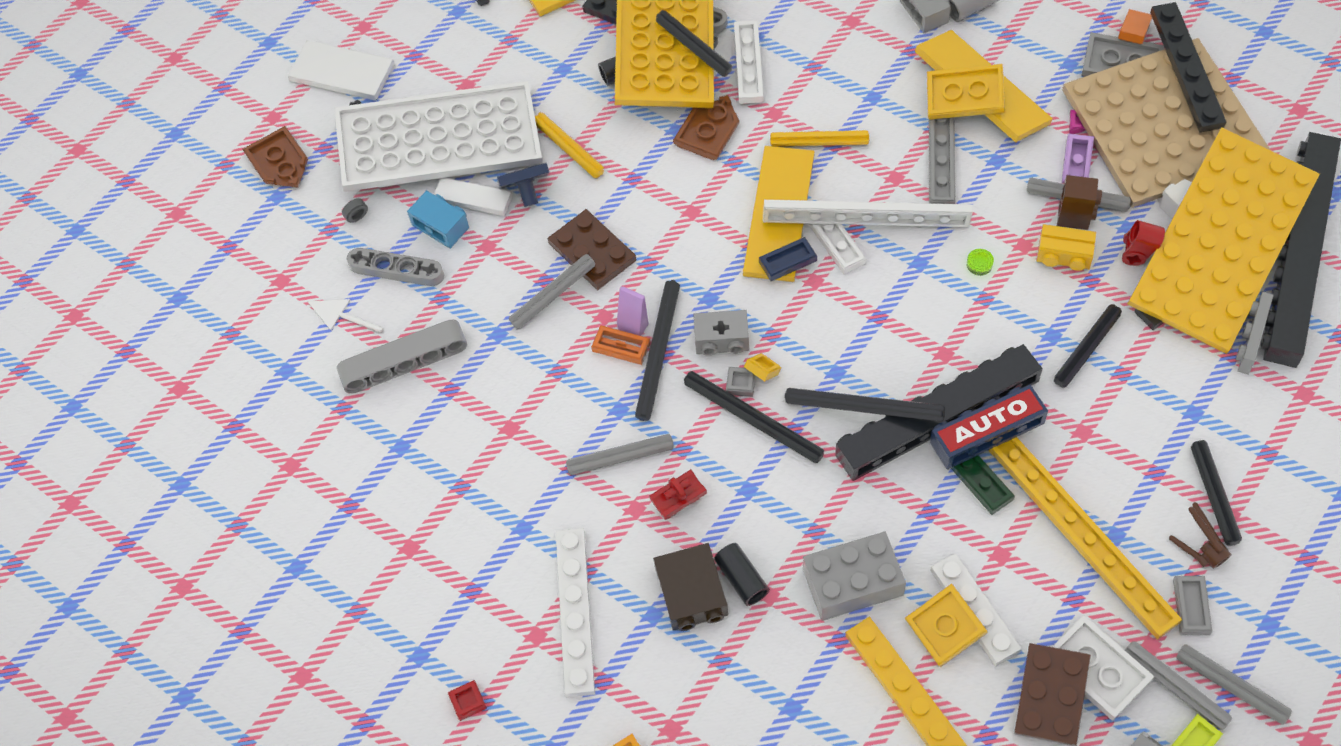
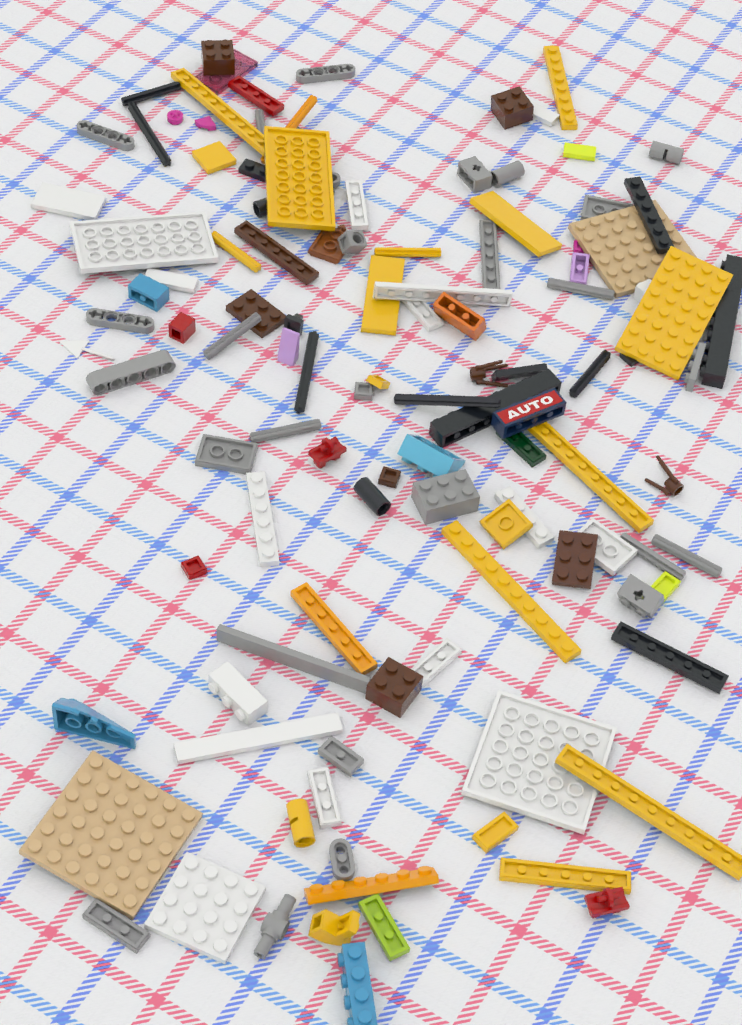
camera: 15 degrees left, 10 degrees down
(278, 158) = (28, 254): dark orange tile -> none
(354, 210) = (88, 286): dark grey tile -> none
(481, 278) = (182, 327): none -> red brick
(523, 179) = (208, 268): dark blue tile -> none
(530, 496) = (226, 454): none -> light grey tile
(620, 349) = (280, 371): orange tile -> none
(627, 146) = (276, 252): none -> reddish brown plate
(643, 269) = (294, 323): none -> black tile
(691, 587) = (339, 502): dark brown panel -> none
(694, 43) = (320, 189): black axle -> none
(710, 326) = (349, 361): light grey brick -> none
(729, 130) = (352, 242): none -> light grey brick
(754, 417) = (373, 410): black axle -> none
(771, 535) = (389, 477): none -> reddish brown tile
(787, 259) = (391, 320): dark blue tile -> none
(834, 501) = (429, 456): none -> medium azure slope
(890, 251) = (459, 316): none -> orange brick
(916, 348) = (479, 372): none -> reddish brown plant
(965, 91) = (504, 225): yellow tile -> none
(977, 347) = (518, 372): none -> black tile
(980, 262) = (518, 326): clear neon green tile -> none
(1066, 247) = (574, 317): yellow brick -> none
(1078, 202) = (580, 290): reddish brown brick -> none
(1135, 26) = (614, 192): orange tile -> none
(1142, 242) = (622, 314): red piece -> none
(1192, 605) = (660, 512): light grey tile -> none
(1216, 493) = (673, 454): black axle -> none

